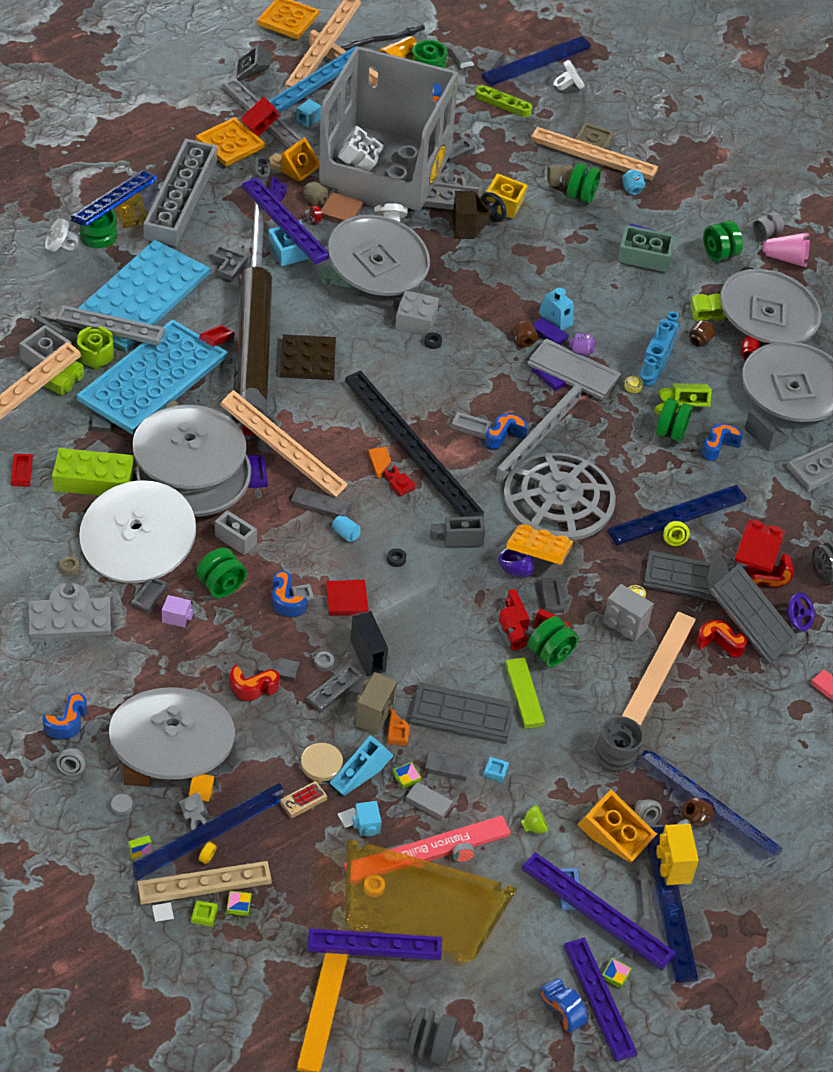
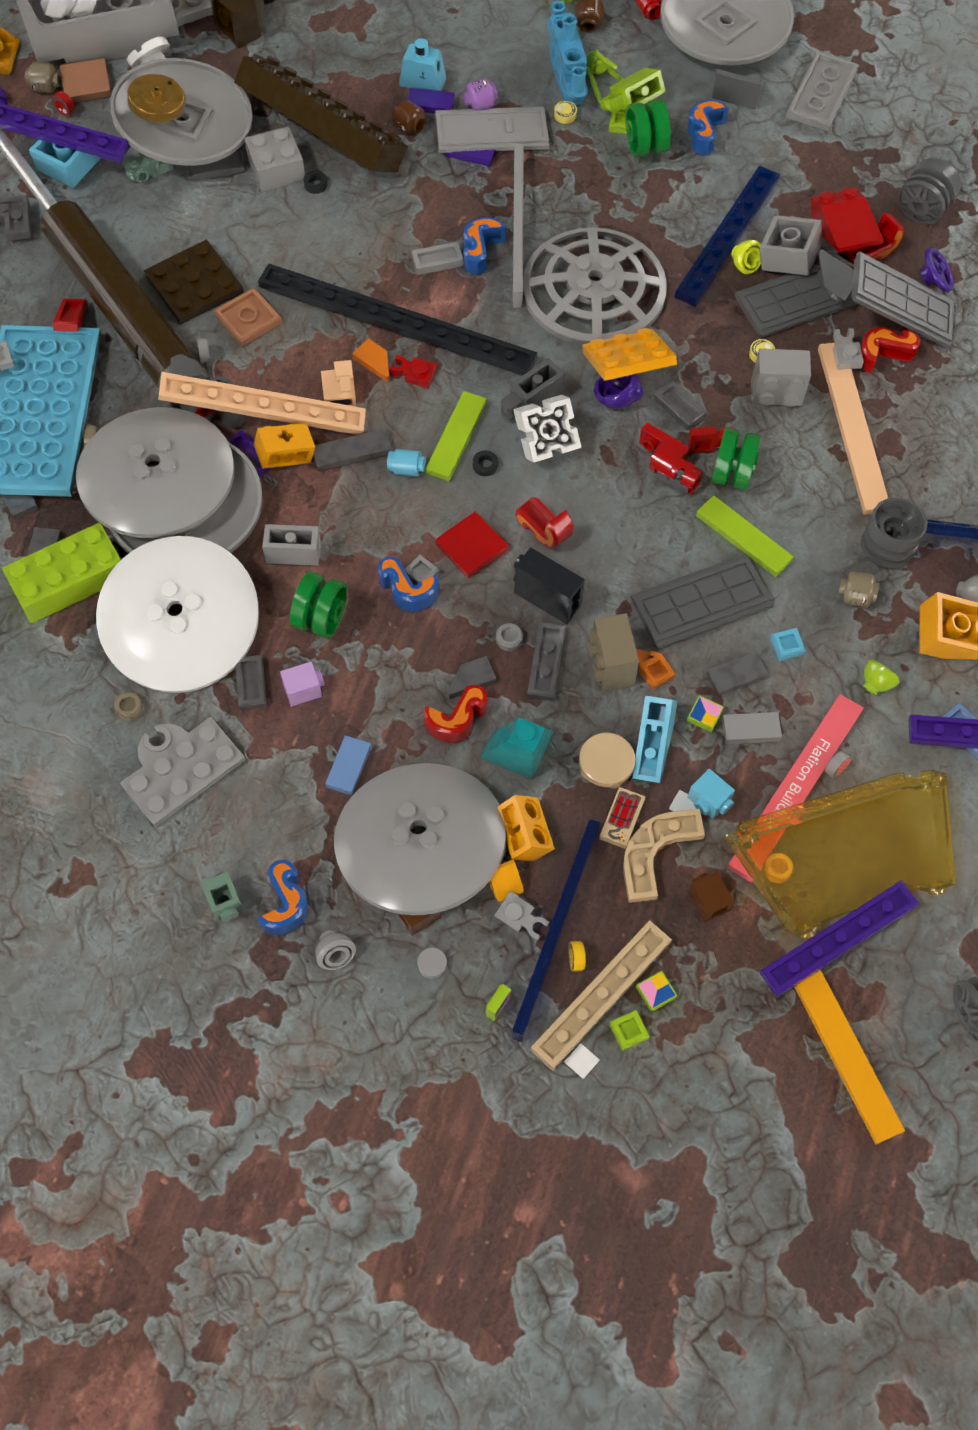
camera: 30 degrees left, 15 degrees up
(31, 697) = (218, 889): none -> sand green brick
(166, 672) = (348, 765): none -> medium blue tile
(237, 765) = (525, 828): none -> light orange brick
(275, 721) = (518, 746): none -> teal slope
(278, 398) = (203, 350): none -> light grey tile
(279, 476) = (284, 445): none -> light orange brick
(312, 820) = (647, 841): none -> tan plate
(316, 872) = (710, 896): none -> reddish brown brick
(323, 395) = (248, 317): none -> nougat tile
(344, 462) = (339, 384): none -> light nougat piece
(365, 238) = (156, 98): none -> pearl gold wheel
(392, 532) = (456, 436): none -> lime tile
(400, 610) = (544, 524): none -> red animal
(447, 556) = (547, 428): none -> white brick
(466, 302) = (321, 114): none -> dark brown brick
(569, 764) = (859, 589): none -> dark tan head
(680, 366) = (598, 65): none -> lime plant
(690, 626) = (846, 352): none -> light grey plate
(706, 538) = (791, 245): none -> light grey brick

